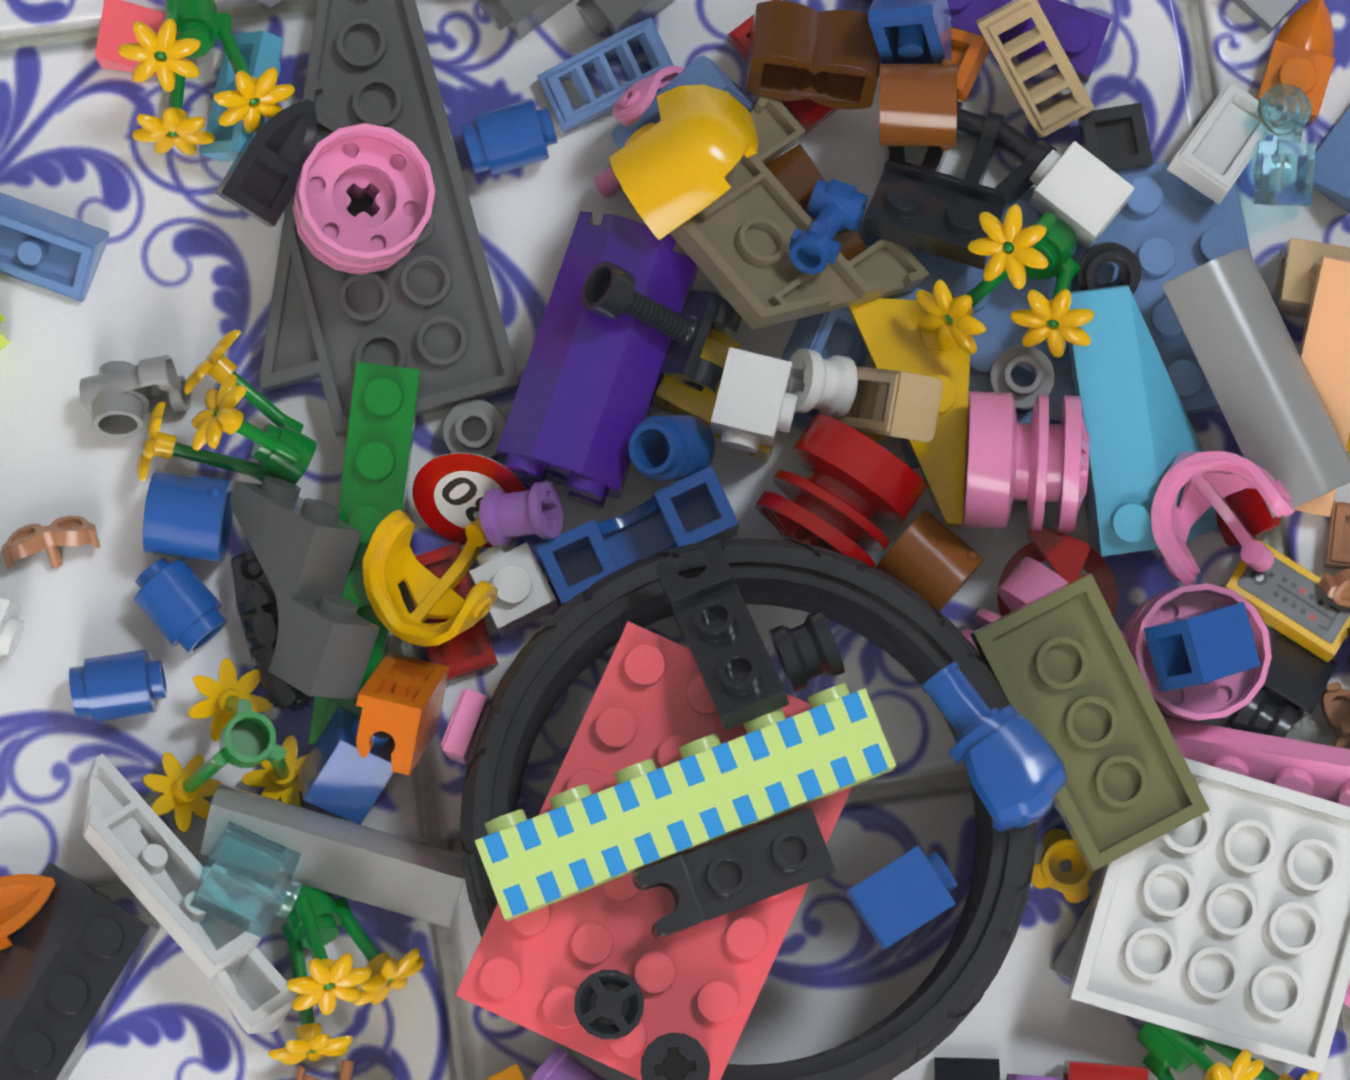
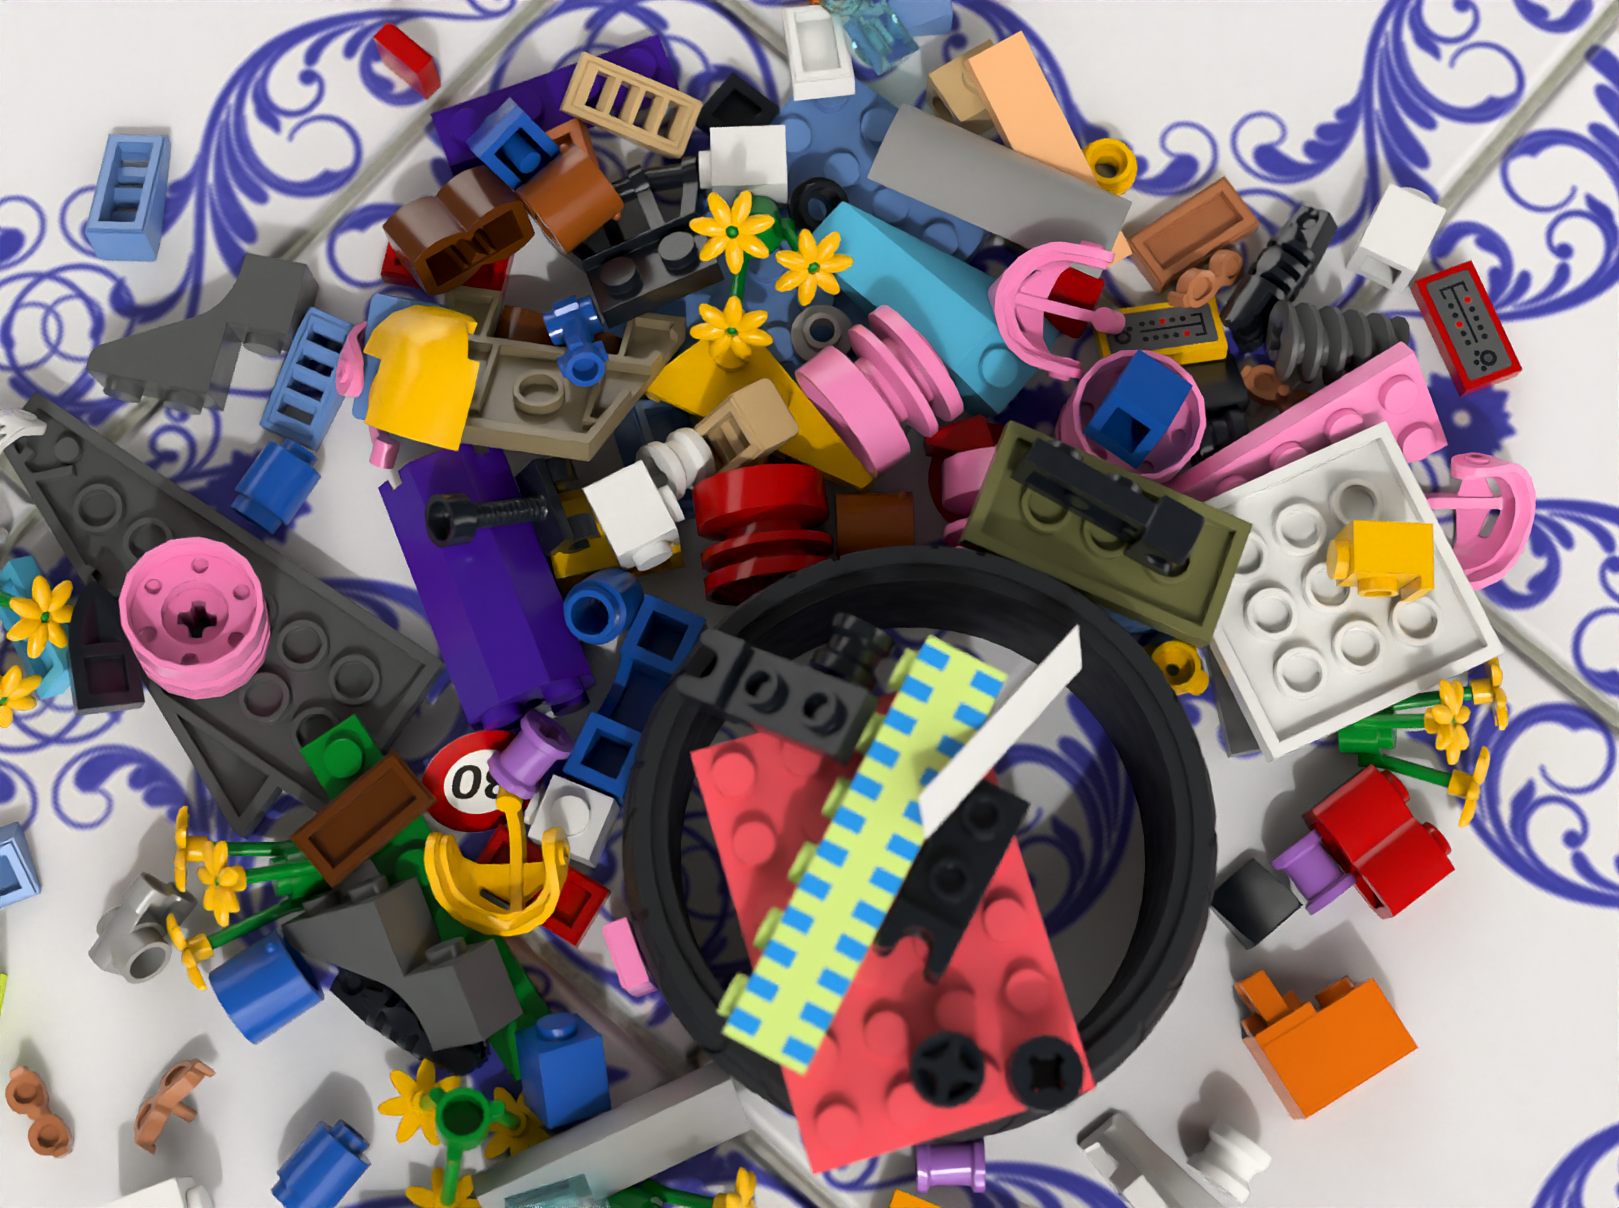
camera: 40 degrees left, 5 degrees down
(179, 604) = (317, 1062): blue brick -> none
(361, 455) = (364, 818): none -> reddish brown tile
(404, 701) = (562, 981): orange hinge -> none
(469, 411) = (426, 712): light grey plate -> none
(856, 802) = (999, 733): none -> white sticker
(903, 896) = (1097, 779): blue brick -> none
(1003, 752) = (1076, 596): blue piece -> none
(1123, 755) = (1155, 531): none -> black plate
(1286, 922) = (1383, 559): none -> yellow brick

